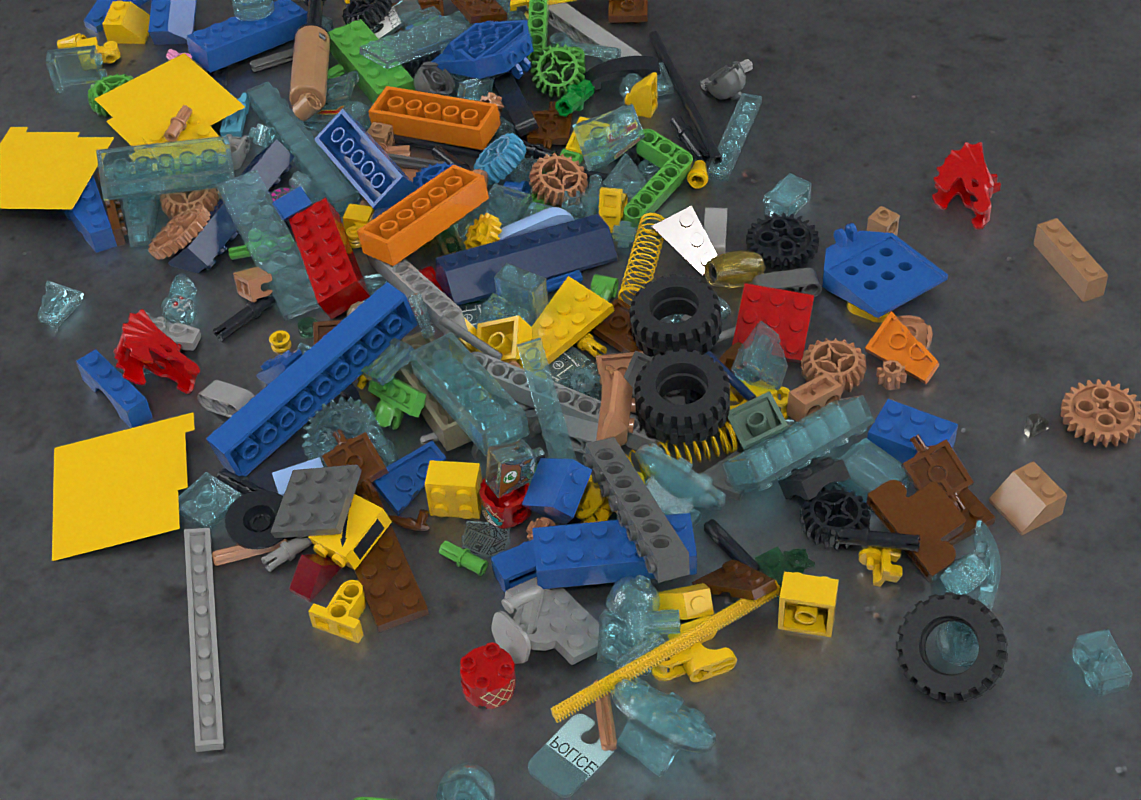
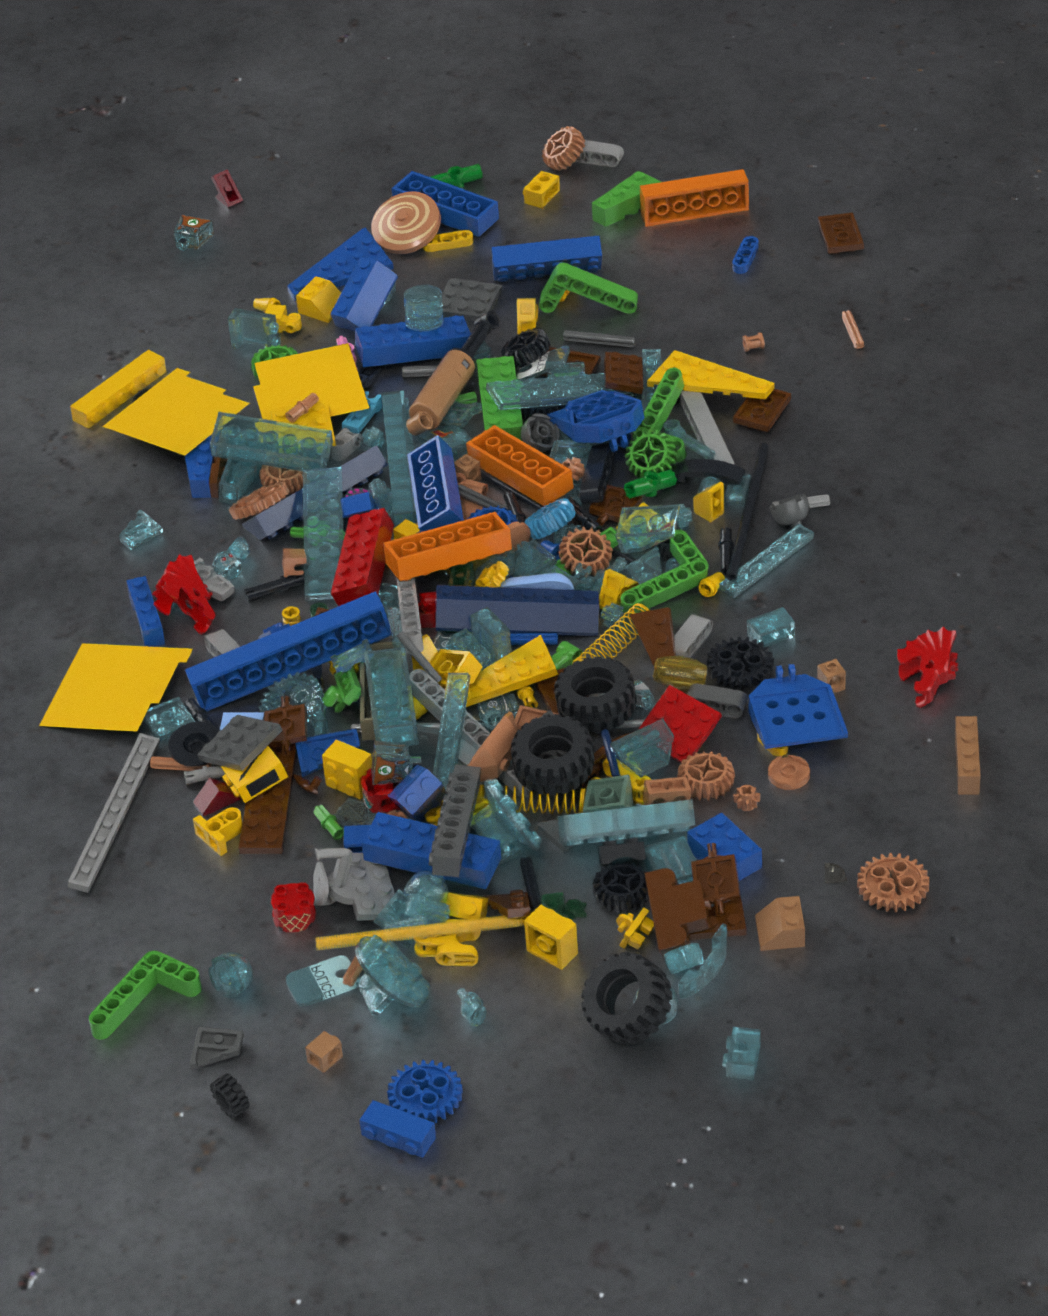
camera: 25 degrees right, 5 degrees down
(770, 723) = (472, 1007): none -> clear light blue piece
(878, 539) = (626, 906): black pin -> none
(897, 343) = (770, 780): orange wing -> none

